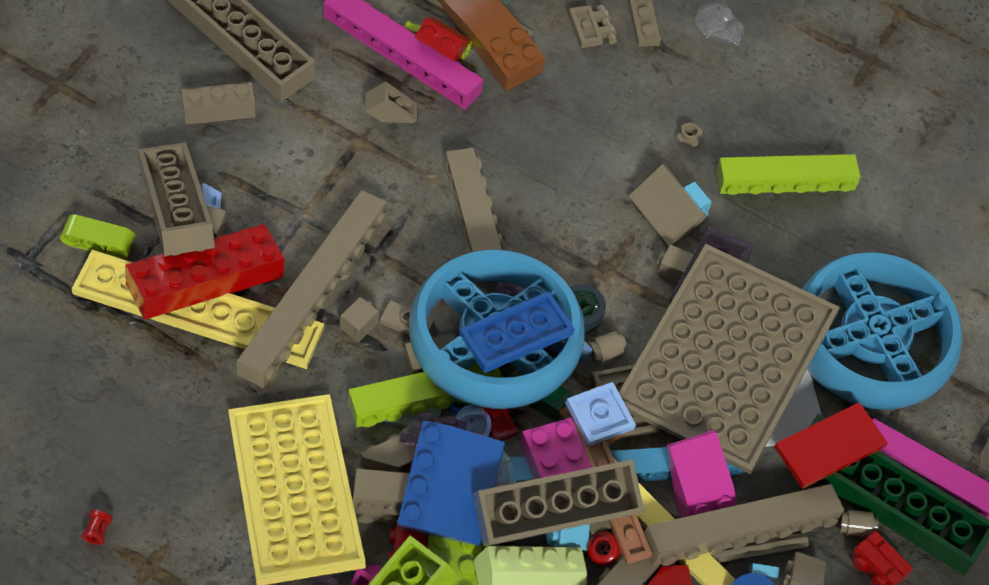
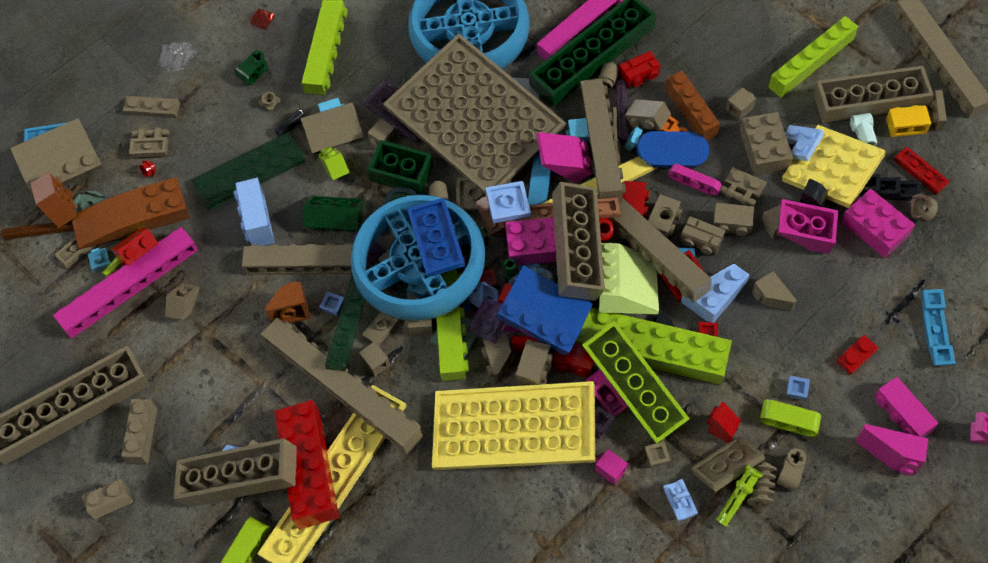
camera: 65 degrees left, 5 degrees up
(134, 93) = (107, 499): none -> dark tan brick
(376, 275) = (346, 329): none -> clear green plate
(407, 210) = (288, 304): none -> dark orange slope
(422, 12) = (99, 259): none -> medium azure tile
(423, 260) = (332, 304): none -> medium blue plate
(512, 442) = (509, 269): none -> dark green pin
(521, 148) = (253, 212): none -> light blue brick
(549, 232) = (333, 213): none -> dark green slope
(556, 33) = (147, 168): none -> red plate
(586, 136) = (261, 163): none -> clear green plate
(619, 219) = (333, 162): none -> lime slope
(631, 293) = (400, 166): none -> dark green brick
(657, 159) = (289, 123): none -> black axle
(727, 103) = (252, 69): none -> dark green piece
(751, 491) = (578, 128): none -> medium azure brick
(808, 101) = (262, 18): none -> clear red tile
(812, 549) = (621, 103): none -> axle
(830, 445) = (556, 70): red tile -> none

